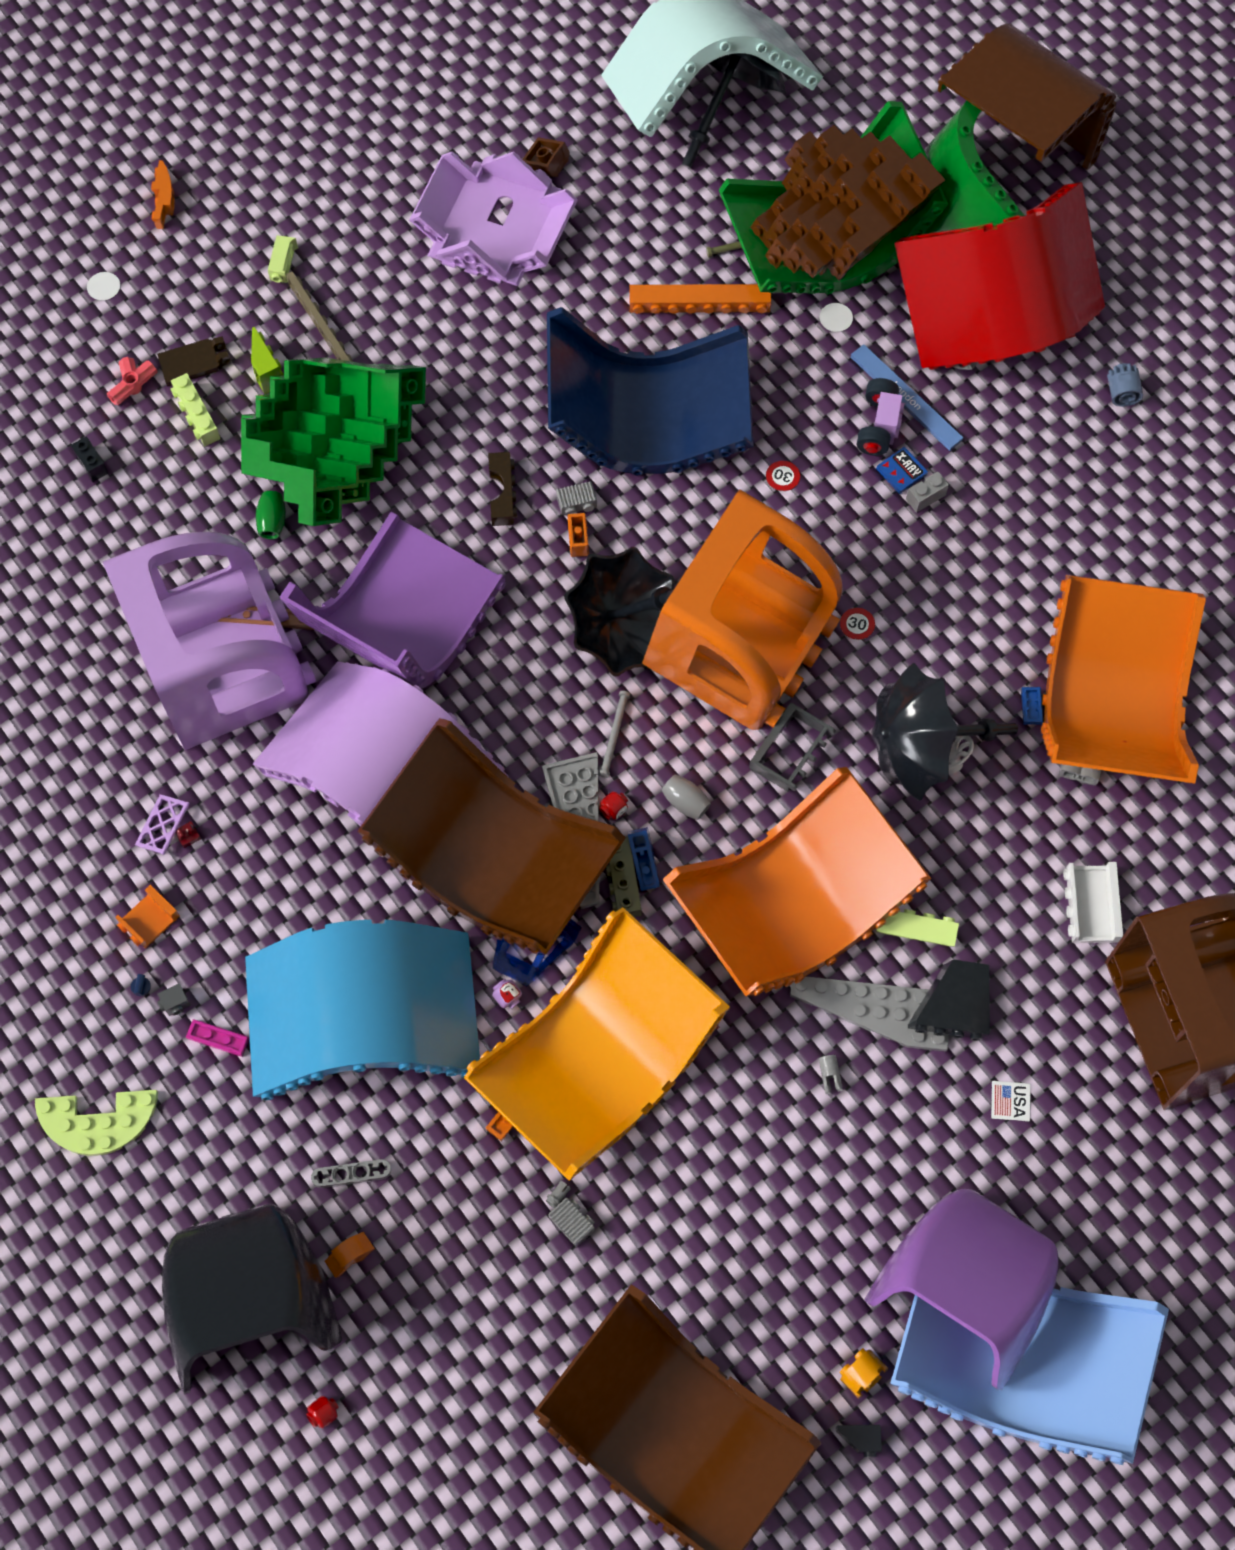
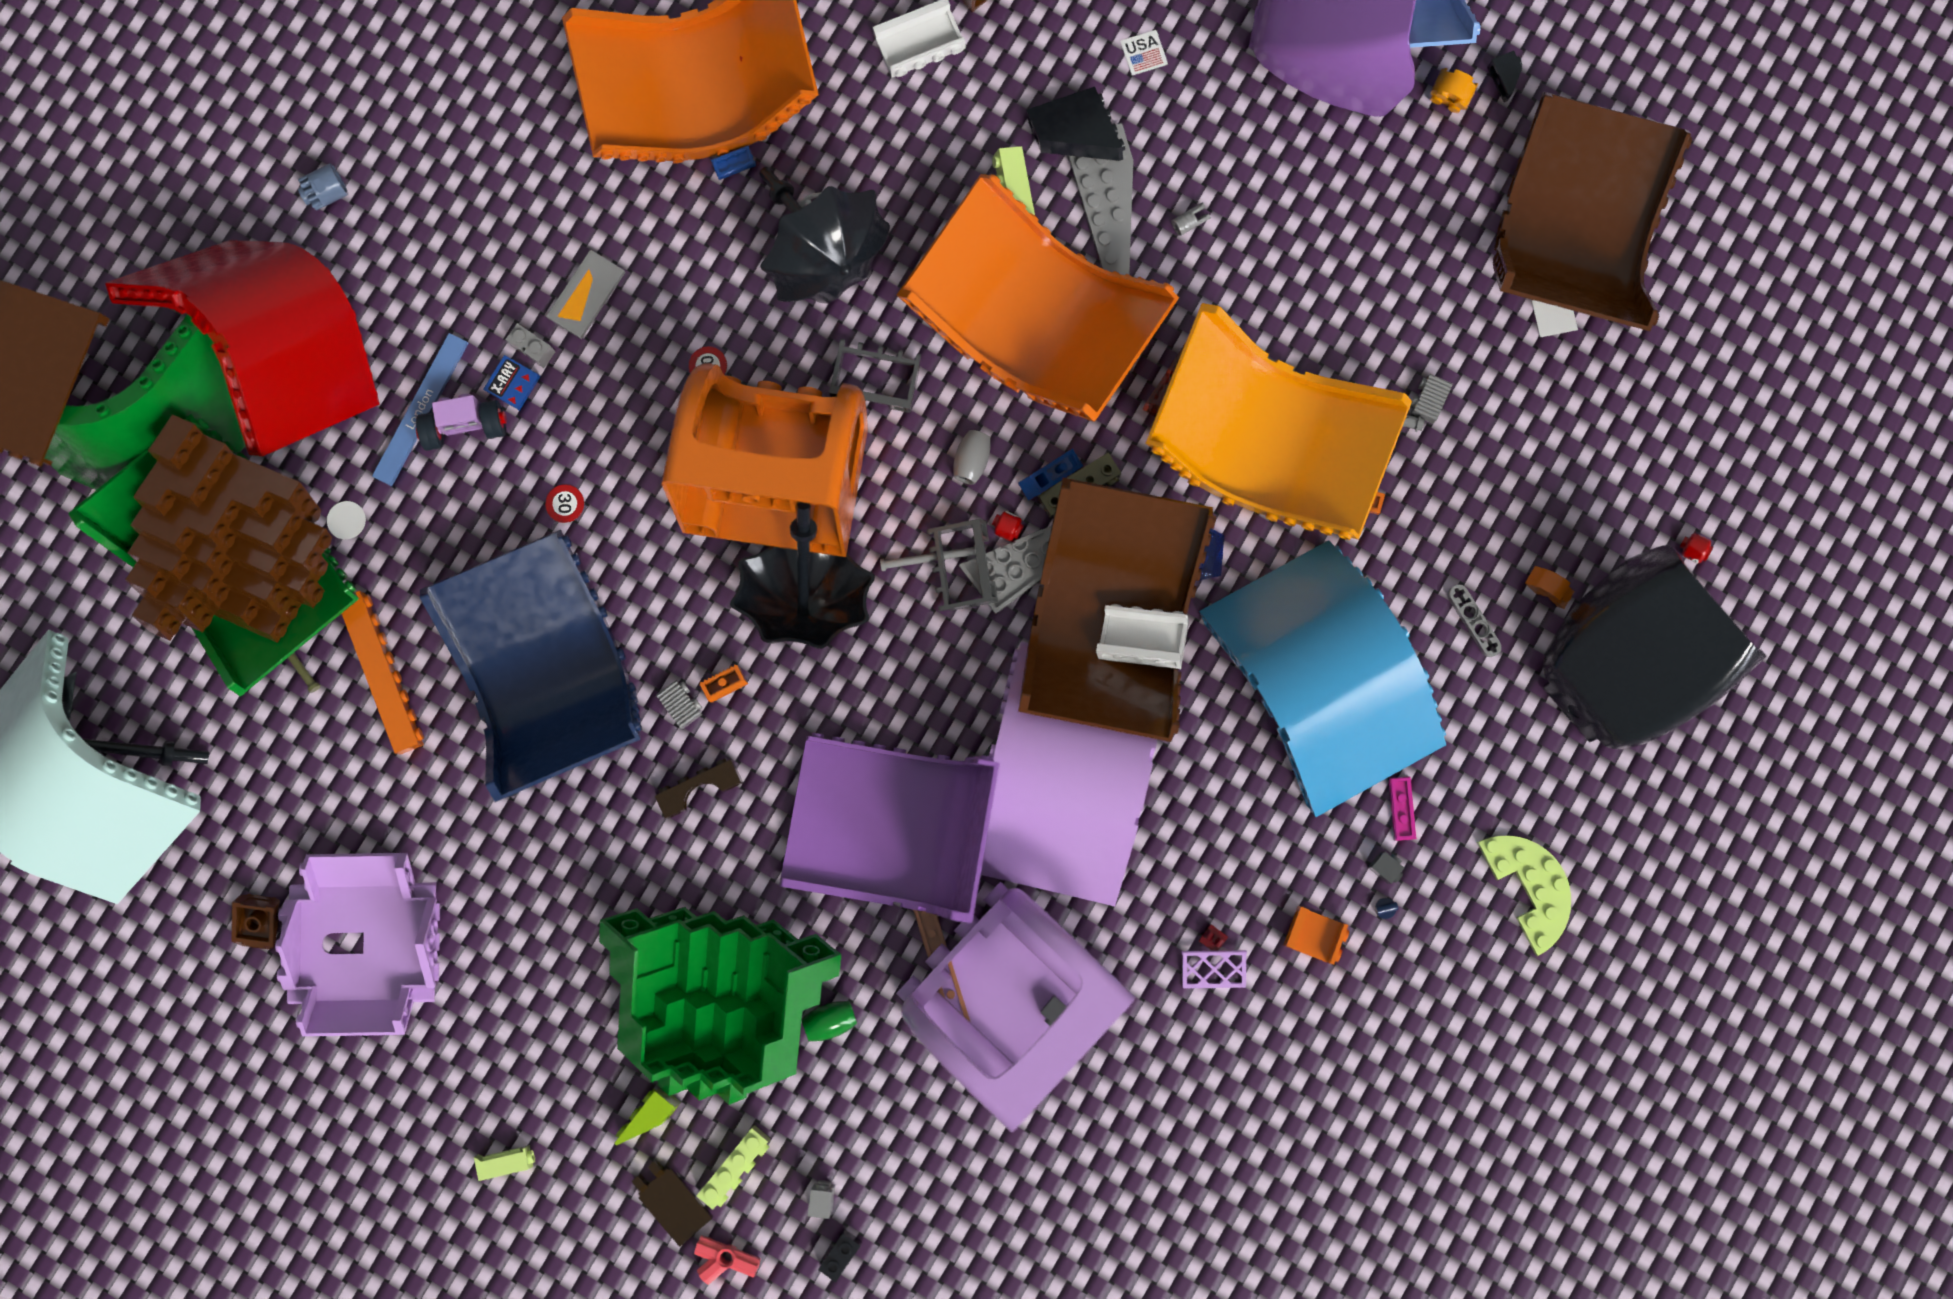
camera: 110 degrees left, 15 degrees up
(136, 458) = (821, 1199): none -> light grey piece
(320, 321) = (570, 1078): dark tan plate -> none
(464, 870) = (1143, 636): none -> white panel
(507, 993) = (1243, 548): head -> none
(615, 774) = (980, 536): none -> dark grey hinge
(957, 551) = (585, 294): none -> light grey tile

